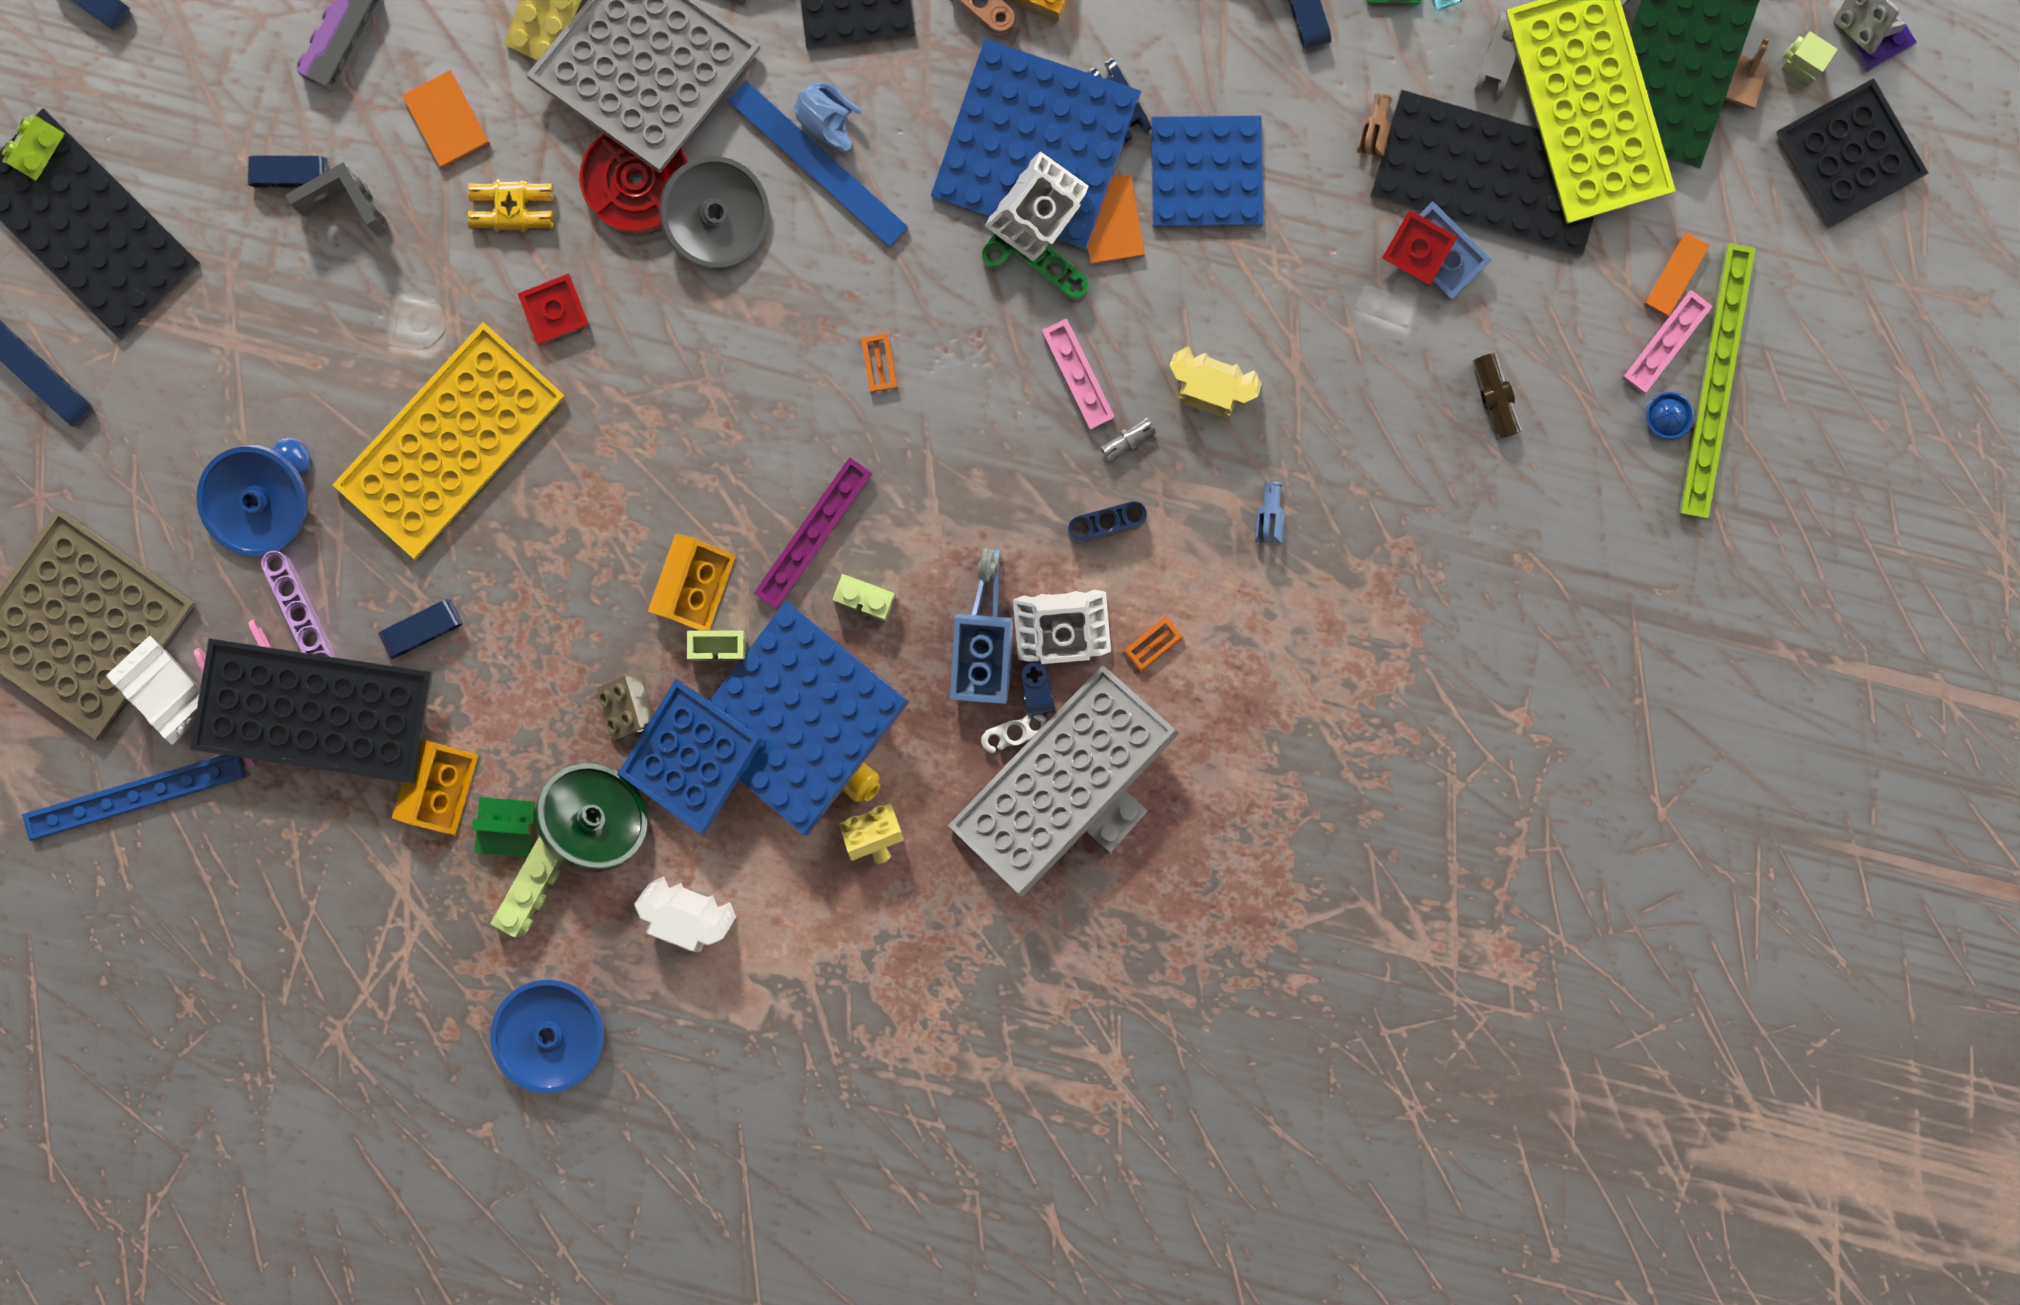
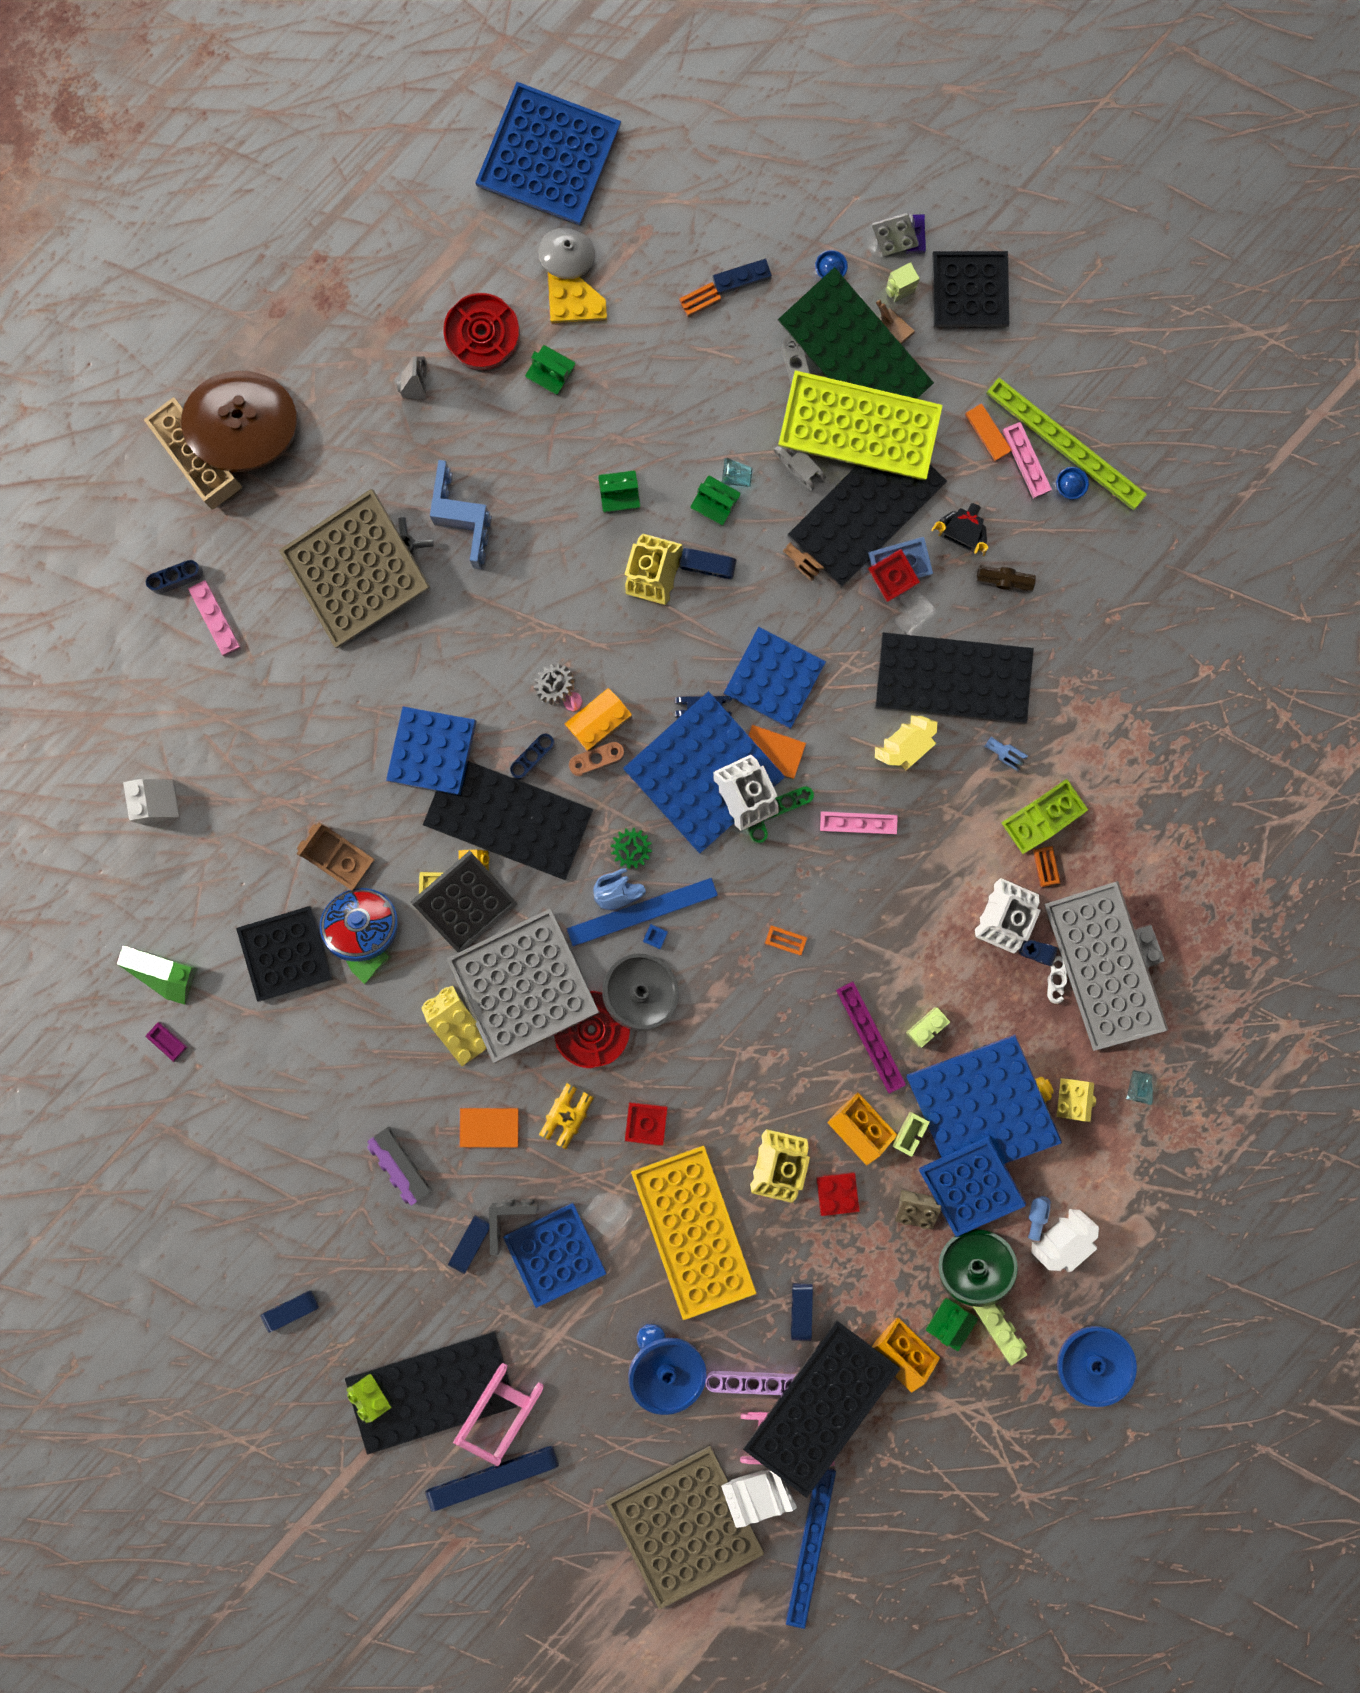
camera: 70 degrees left, 0 degrees up
(128, 318) = (508, 1393): none -> bright pink piece
(330, 283) = (554, 1255): none -> blue plate
(589, 505) = (780, 1166): none -> light yellow slope
(593, 597) = (837, 1194): none -> red plate
(699, 865) = (1038, 1216): none -> medium blue arm
(795, 196) = (655, 936): none -> blue plate
(899, 101) = (622, 847): none -> green gear
(933, 910) = (1140, 1088): none -> clear light blue slope
(982, 644) = (997, 970): medium blue slope -> none
(1117, 512) = (965, 847): dark blue beam -> none
(1128, 440) = (914, 814): light grey pin -> none
(1217, 605) = (1044, 816): none -> lime bracket
(1332, 399) = (954, 678): none -> black plate
(1531, 306) = (964, 529): none -> black torso

